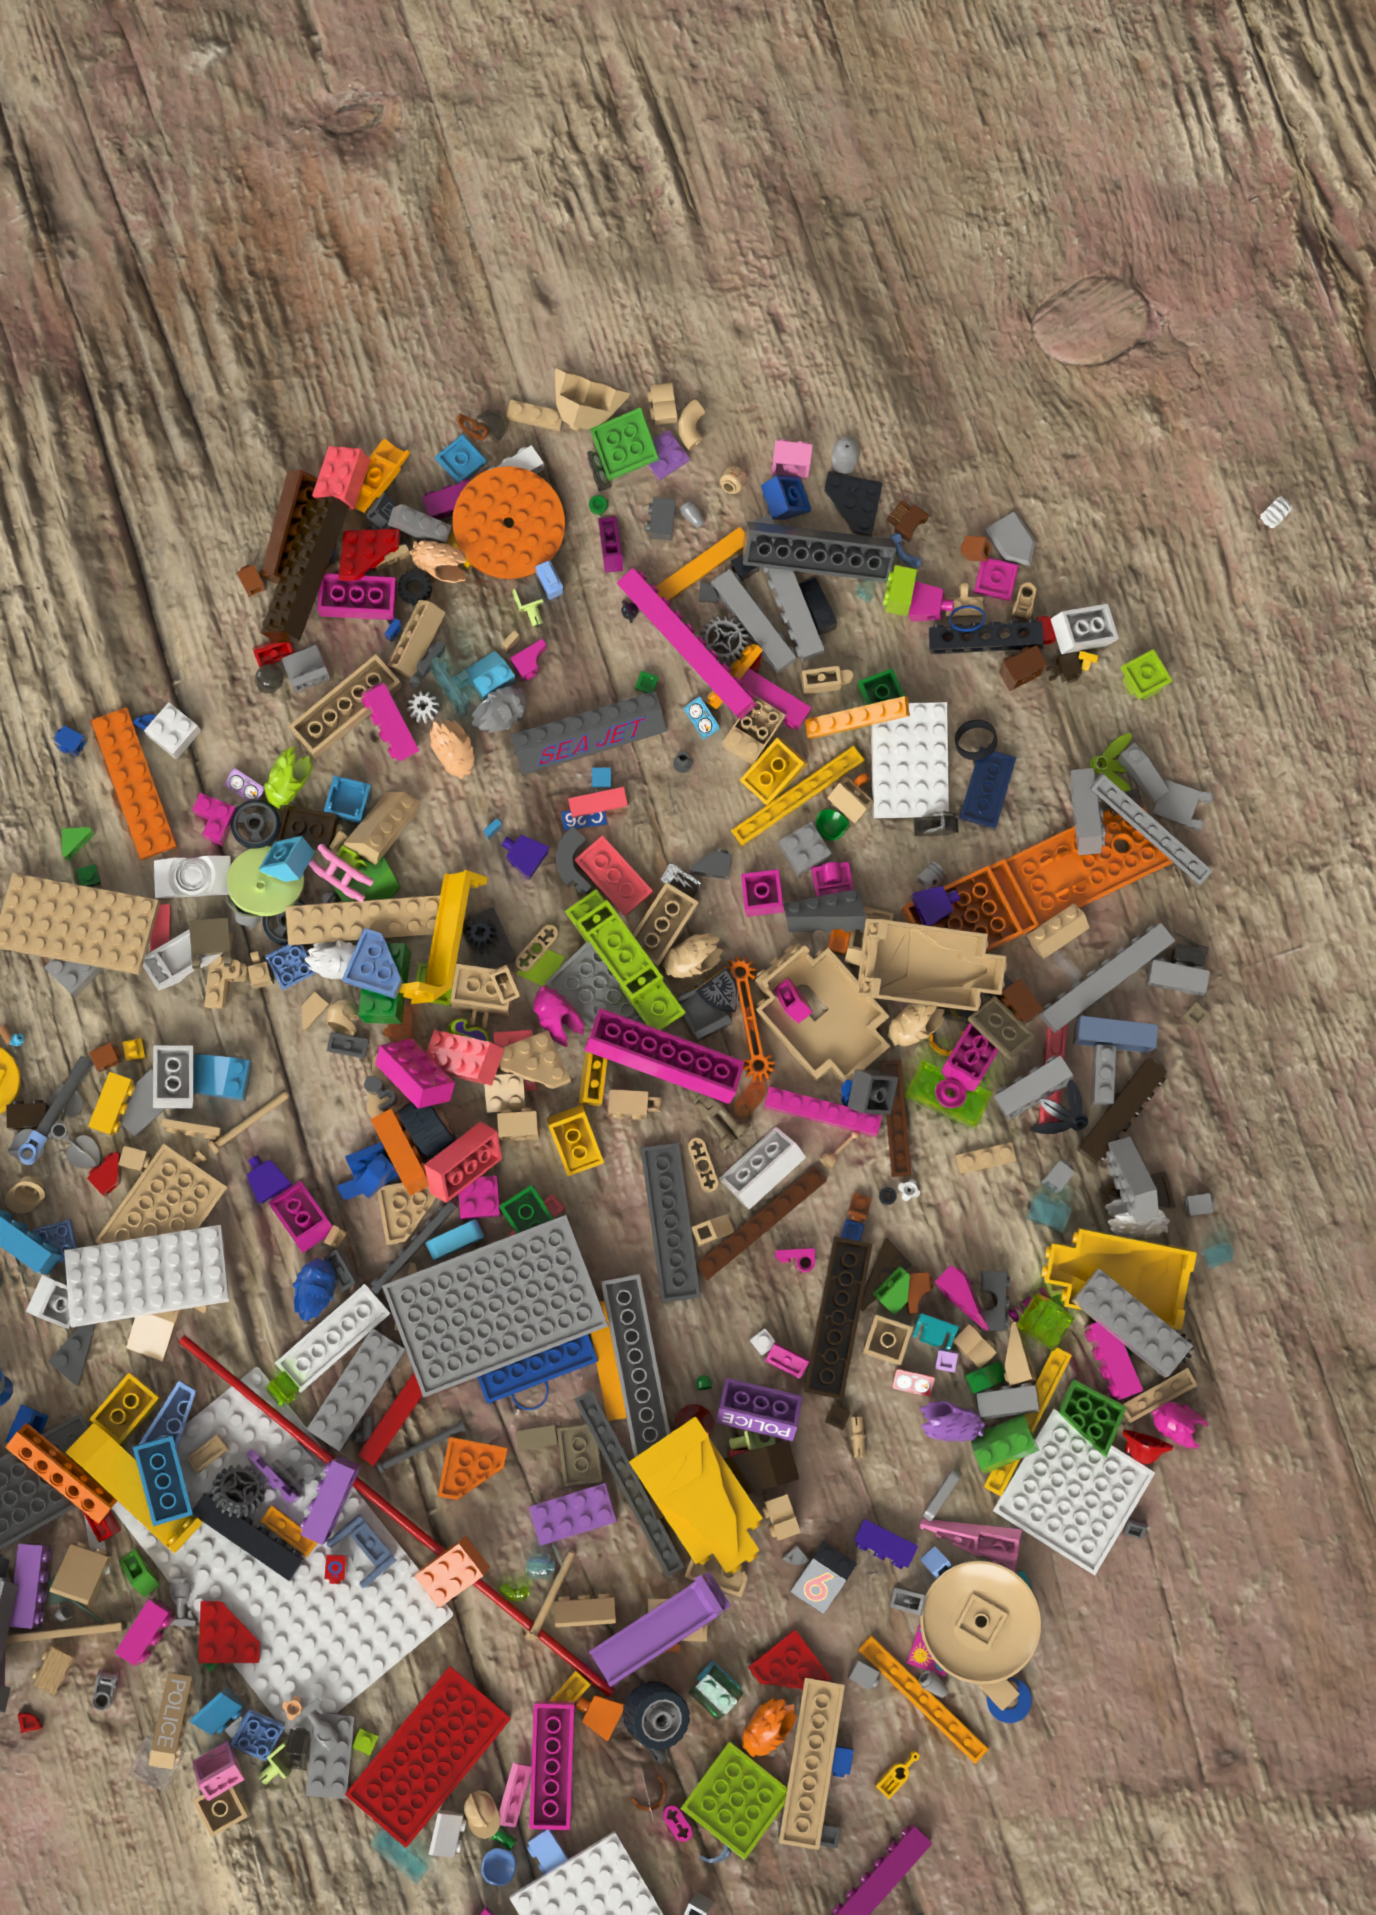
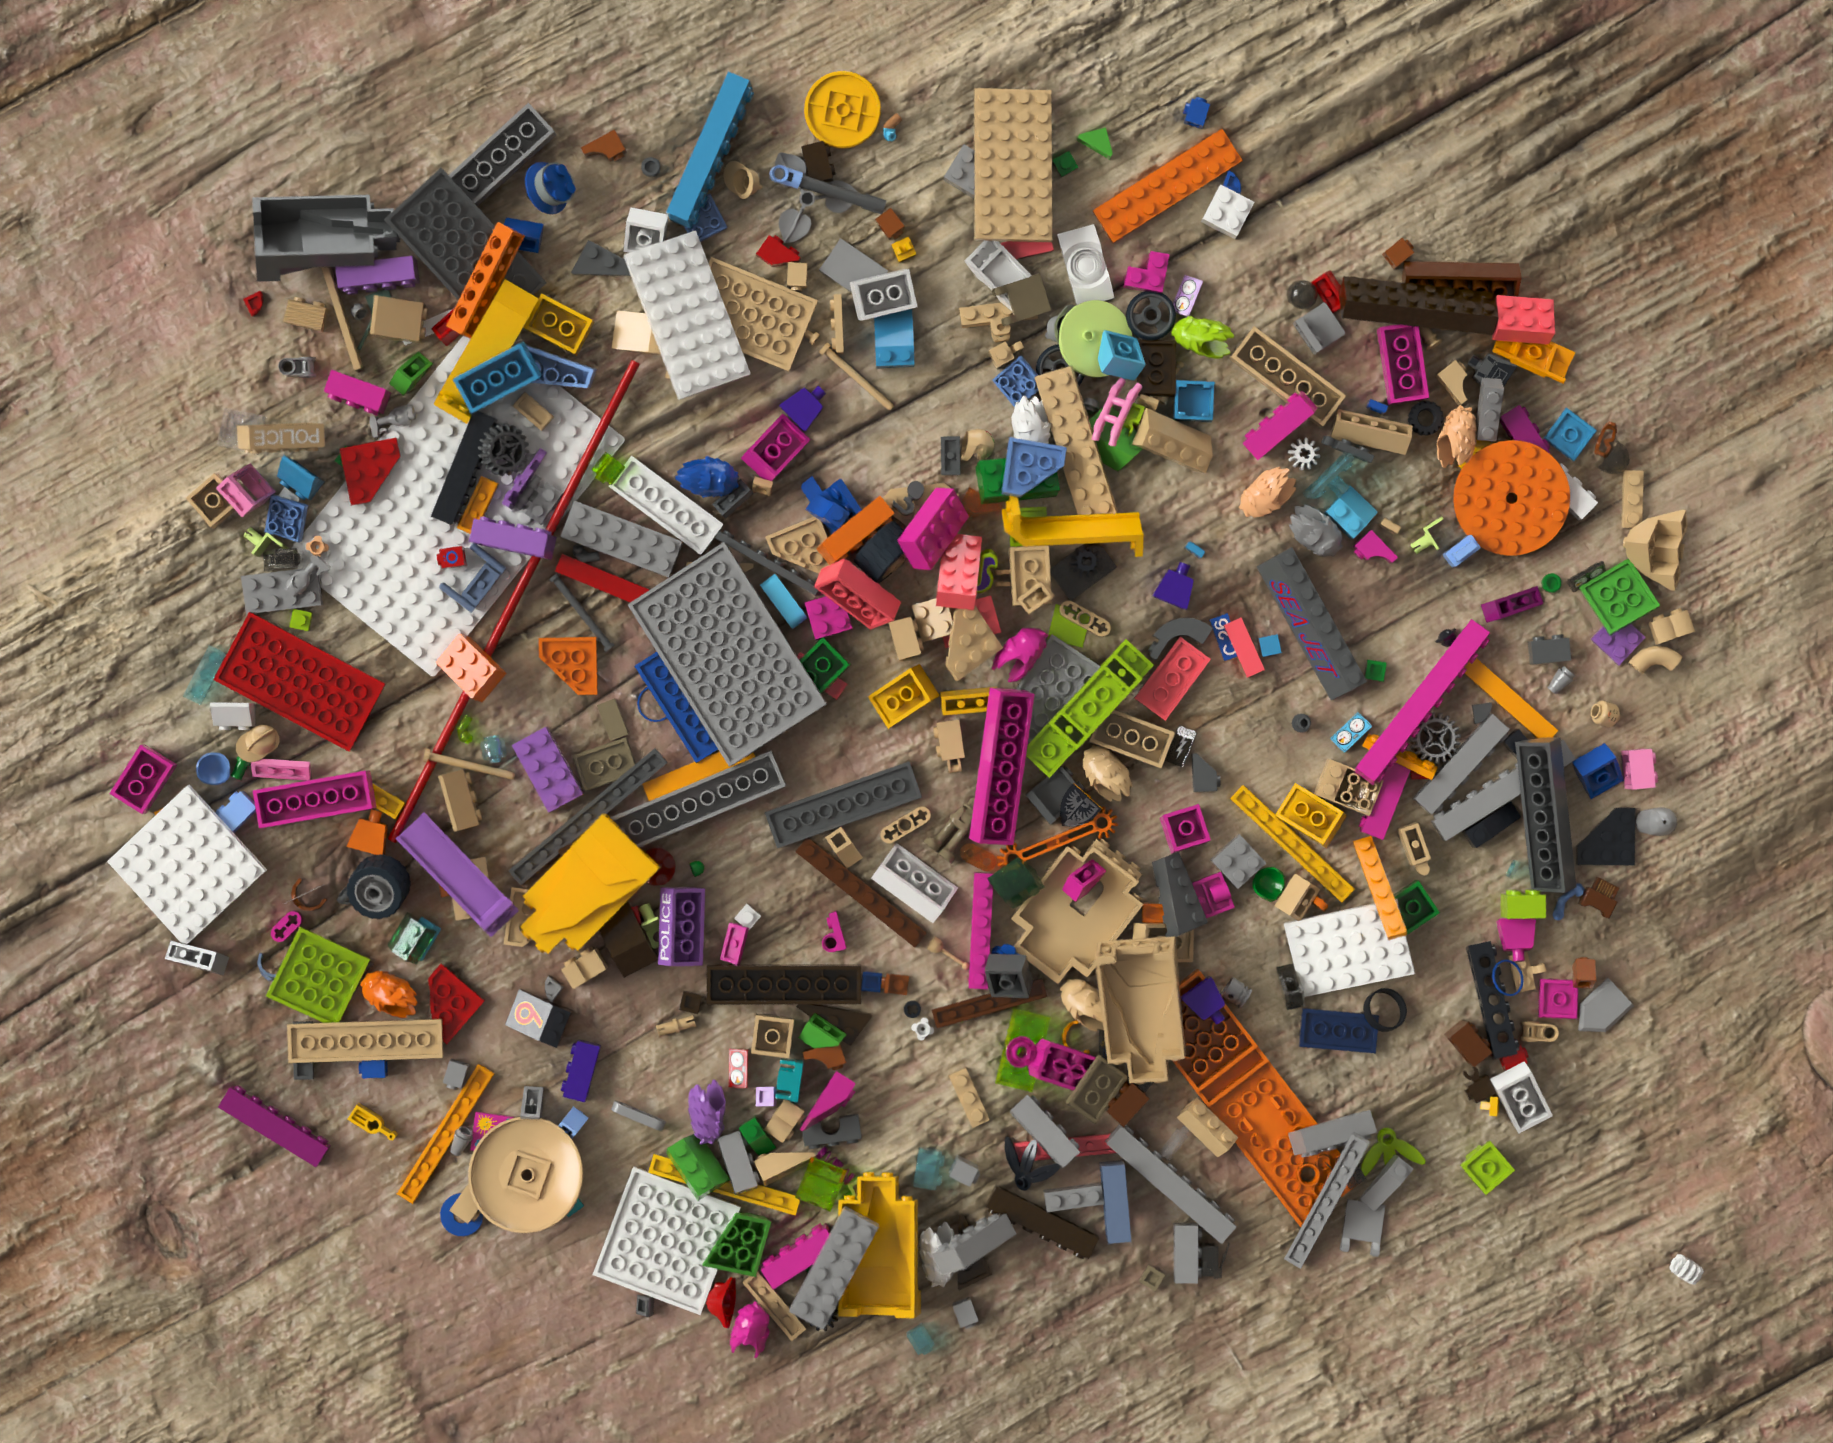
camera: 85 degrees right, 10 degrees up
(112, 1104) = (844, 242): yellow brick -> none
(312, 1010) = (979, 413): tan tile -> none
(365, 550) = (1450, 361): red plate -> none
(782, 1065) = (1016, 882): none -> clear green slope
(995, 1543) = (603, 1172): bright pink wedge -> none

